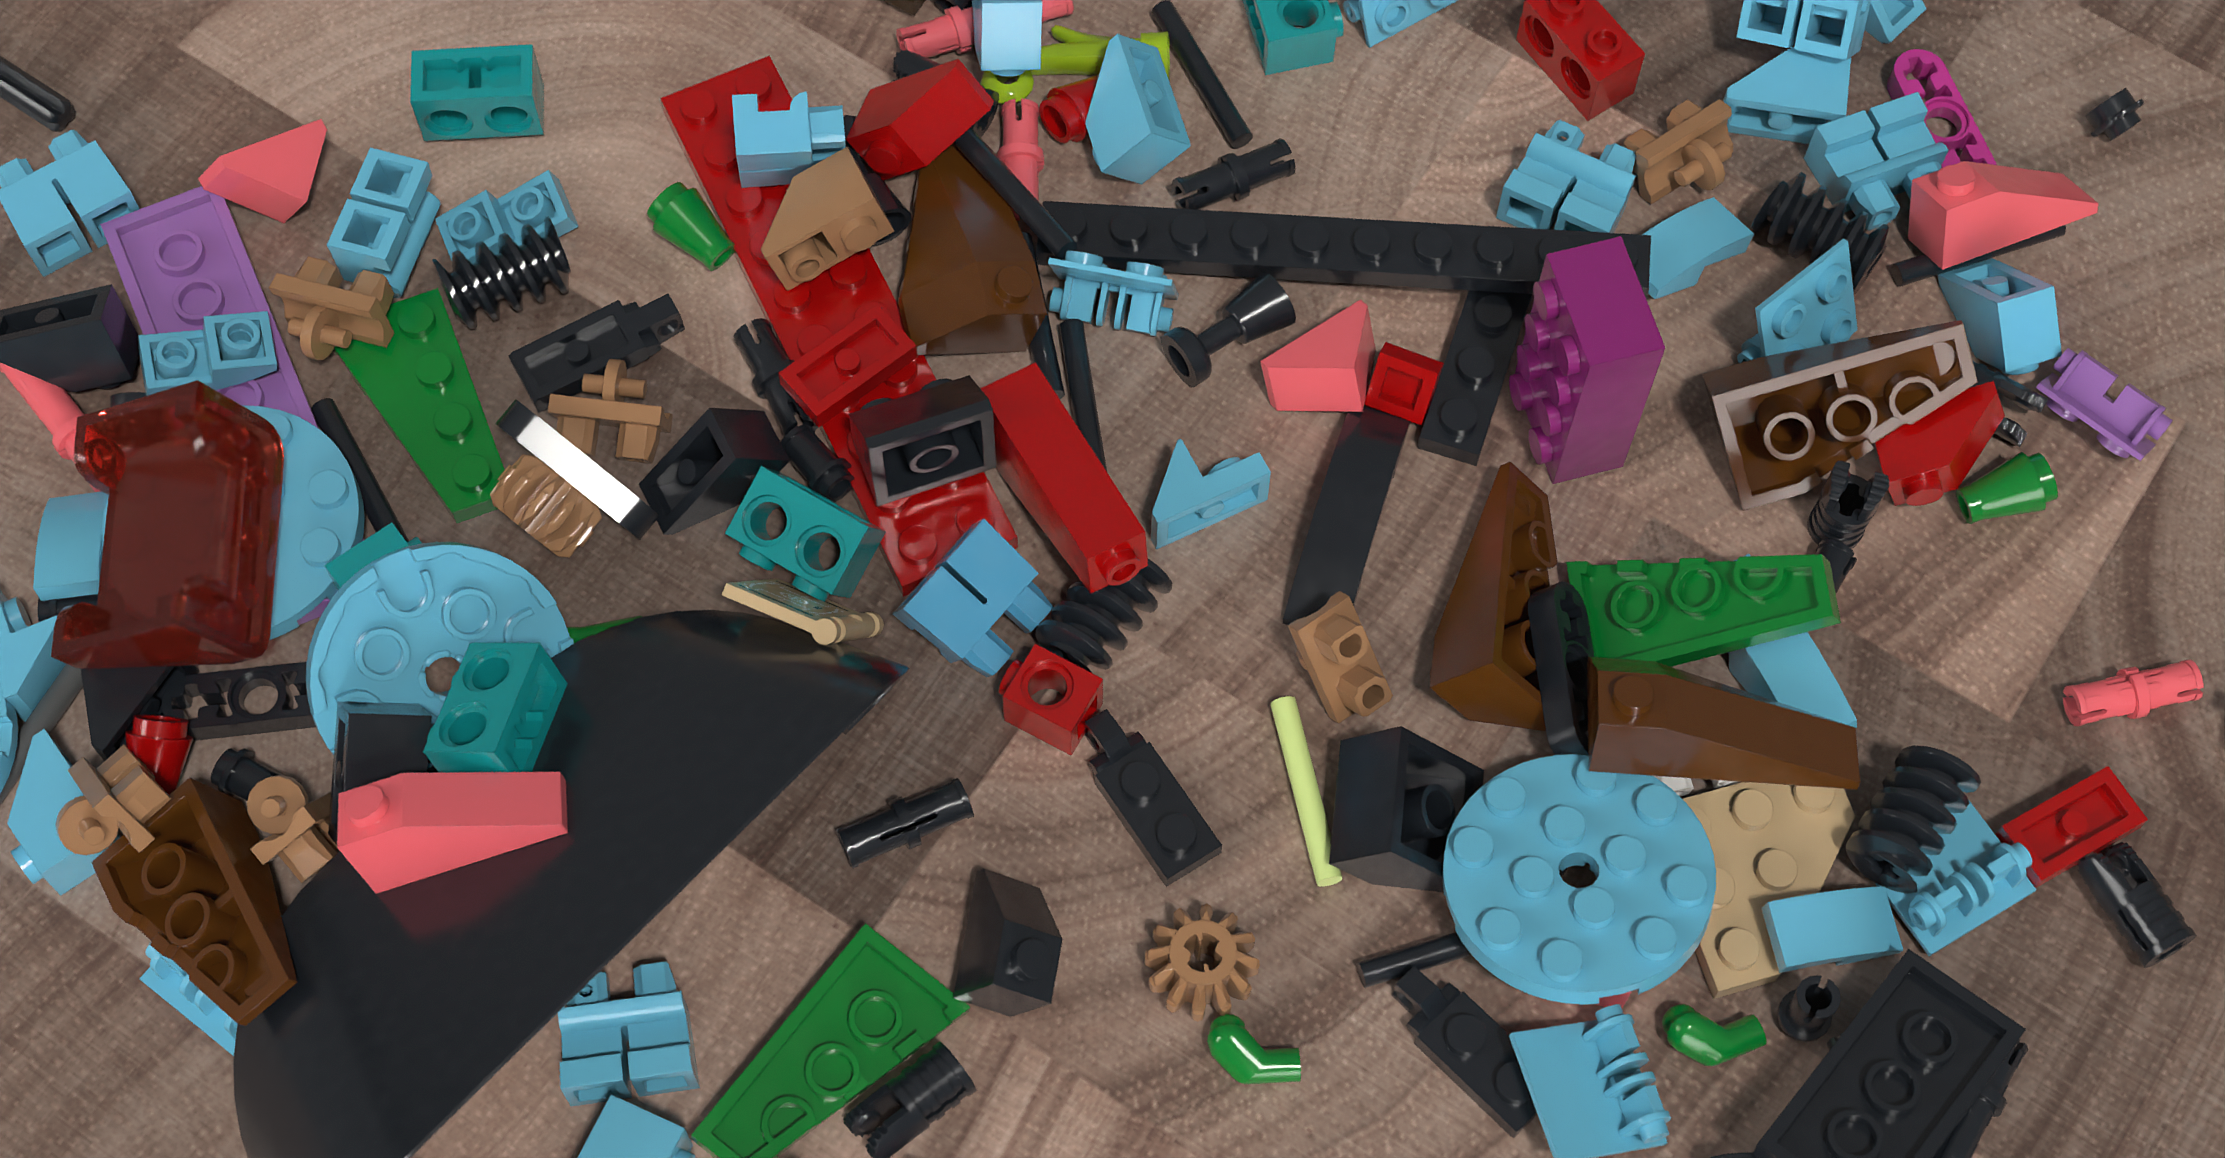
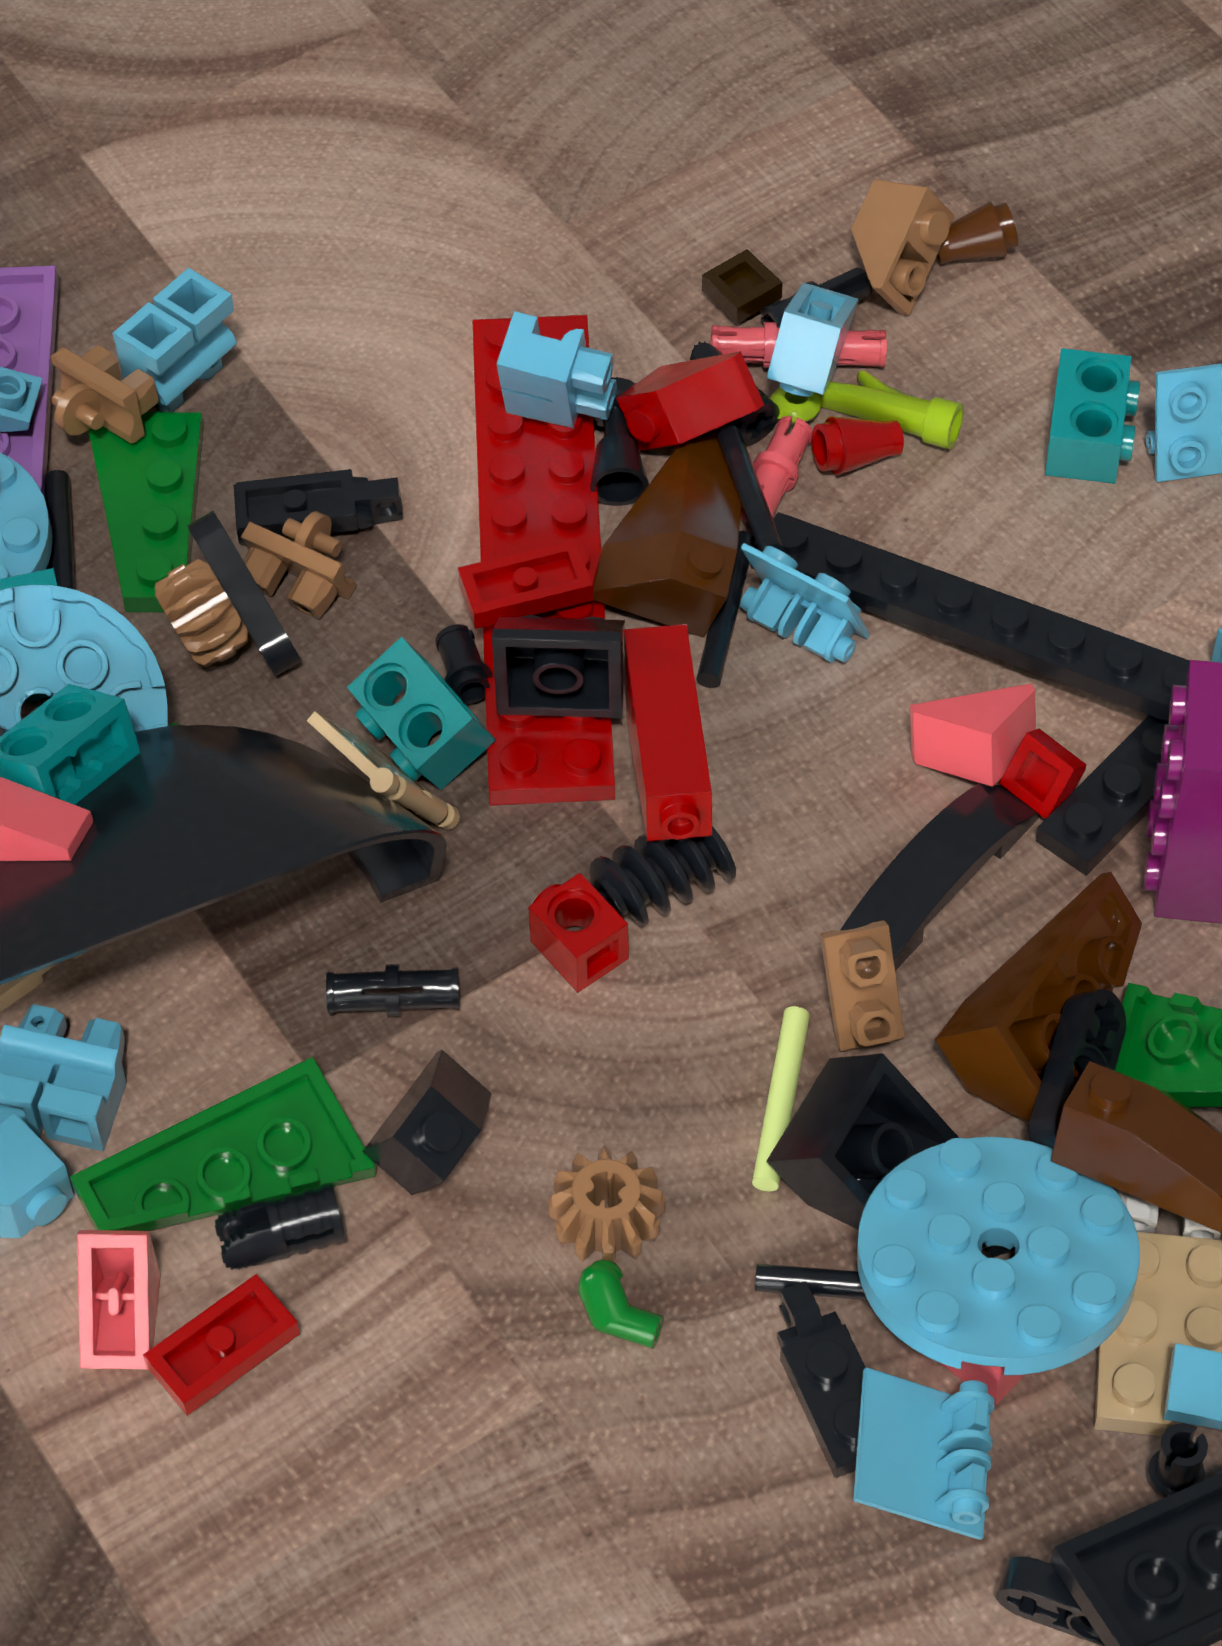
camera: 25 degrees right, 10 degrees down
(269, 174) = (100, 270): coral slope -> none
(477, 92) = (311, 262): teal brick -> none
(486, 216) = (275, 383): medium azure slope -> none
(505, 274) = (262, 418): black piece -> none
(689, 224) = (446, 428): green cone -> none
(712, 467) = (362, 627): black slope -> none
(766, 362) = (453, 557): black pin -> none
(823, 220) = (559, 454): medium nougat slope -> none
(969, 593) = (542, 814): dark azure hips -> none
(1081, 384) = (734, 696): black bar -> none
(1134, 113) = (895, 459): medium azure slope -> none
(1149, 800) = (628, 1054): black hinge -> none
(1195, 502) = (791, 811): medium azure slope -> none
(1202, 74) = (982, 454): black bar -> none
(1234, 176) = (969, 547): black pin -> none
(1251, 315) = (922, 669): black piece -> none
(1708, 1041) = (1066, 1459): green arm -> none

